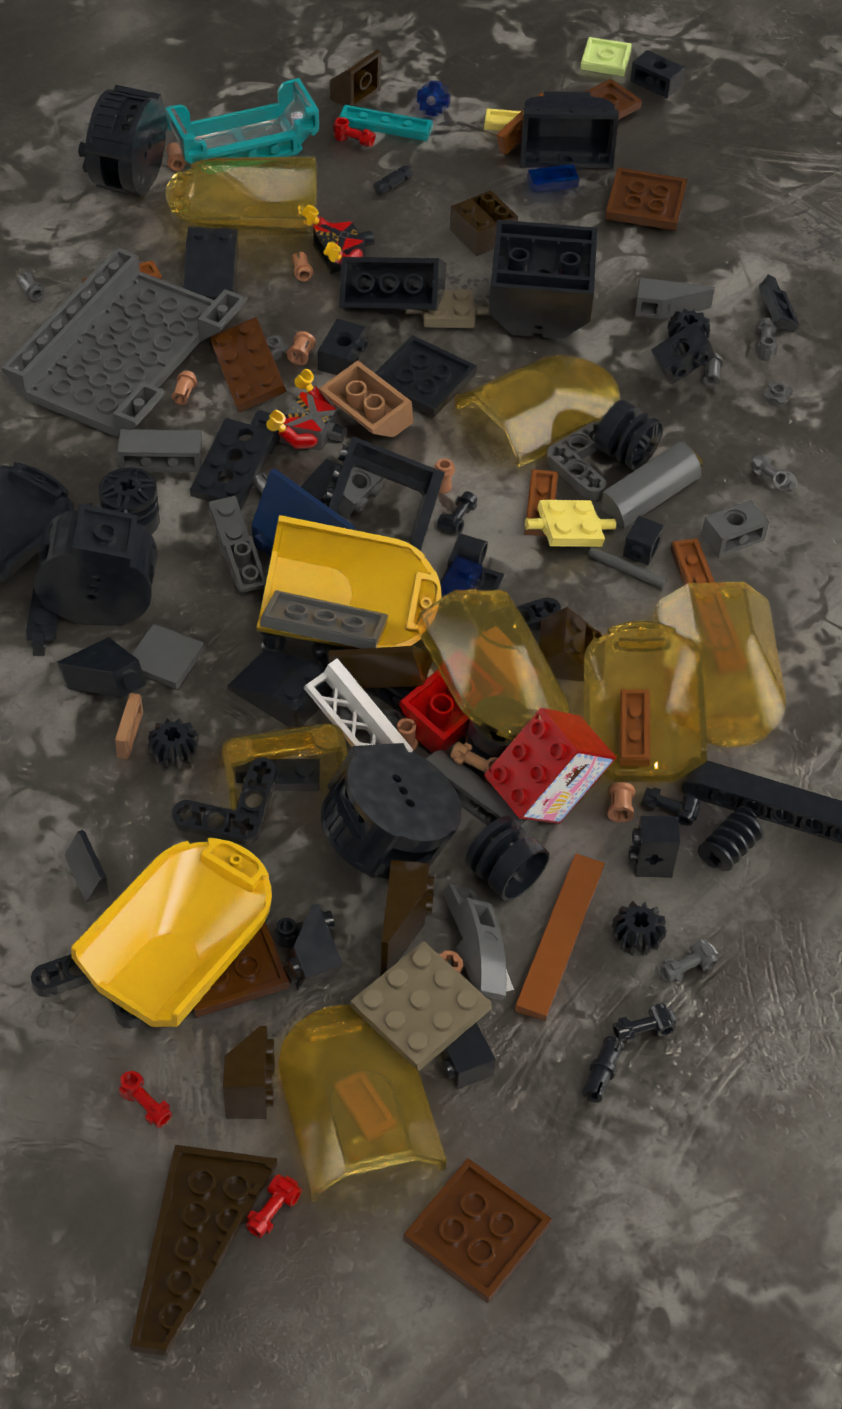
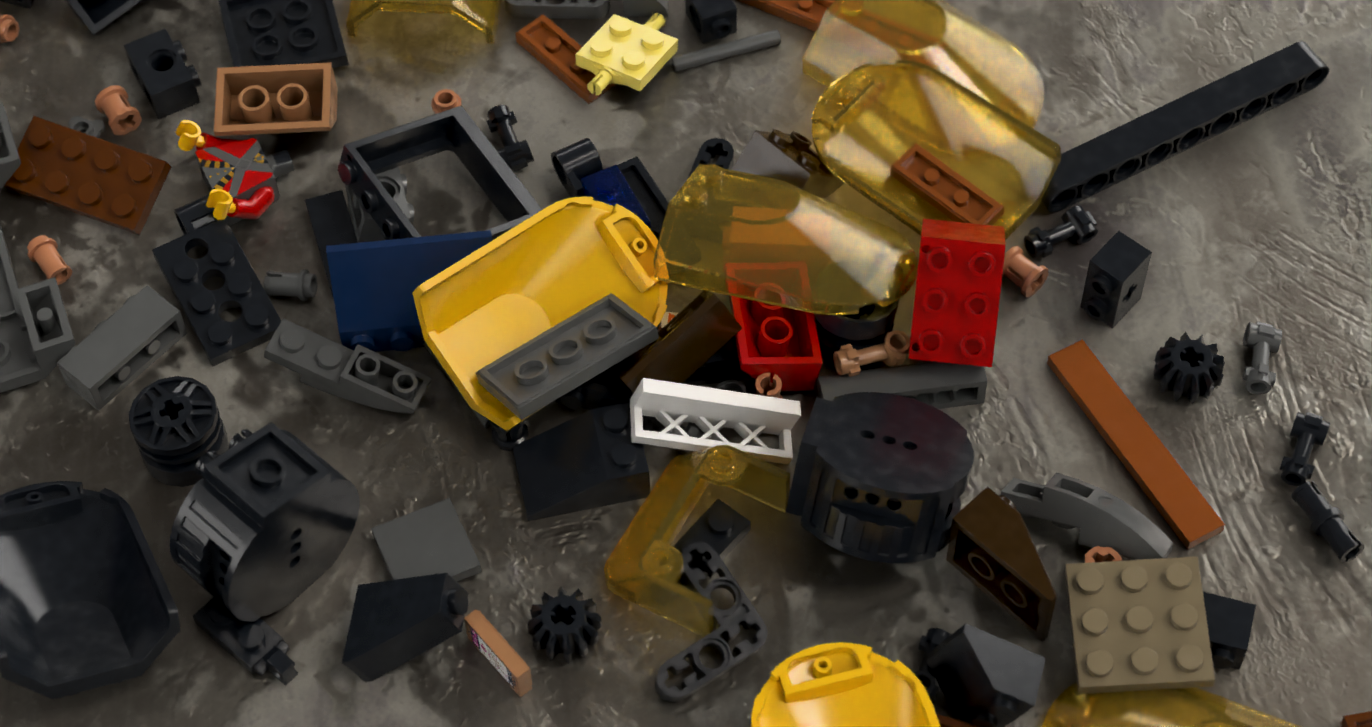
camera: 45 degrees left, 5 degrees up
(507, 858) = (1018, 416): black wheel -> none
(731, 839) = (1153, 211): black piece -> none

